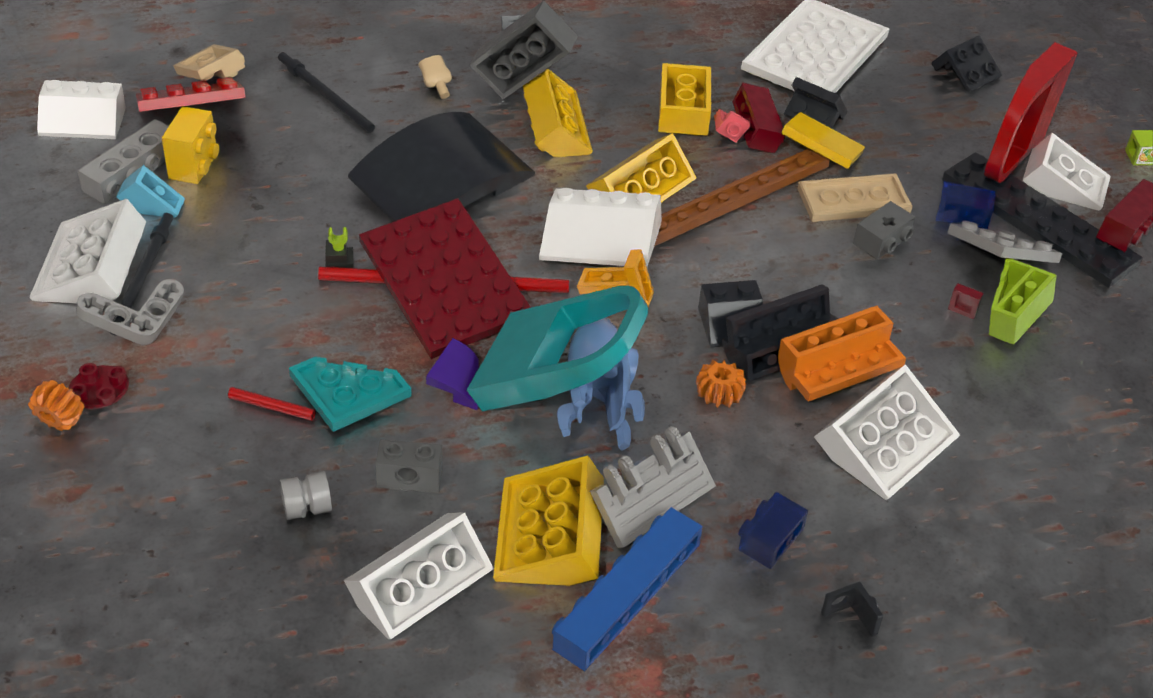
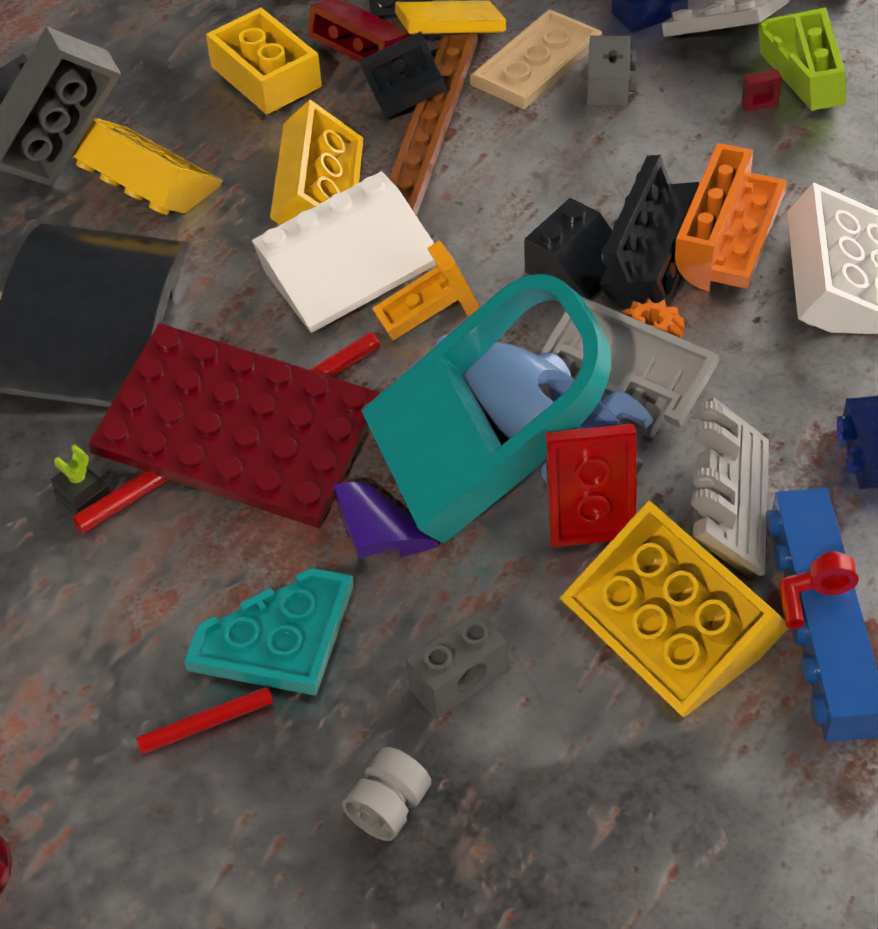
camera: 35 degrees left, 5 degrees up
(419, 574) = (611, 778): white slope -> none
(568, 422) = (590, 483): none -> red tile
(636, 561) = (828, 575): none -> red plate
(679, 387) = (642, 358): none -> light grey hinge
(730, 125) = (343, 59): coral bracket -> none
(751, 154) = (403, 75): none -> black bracket

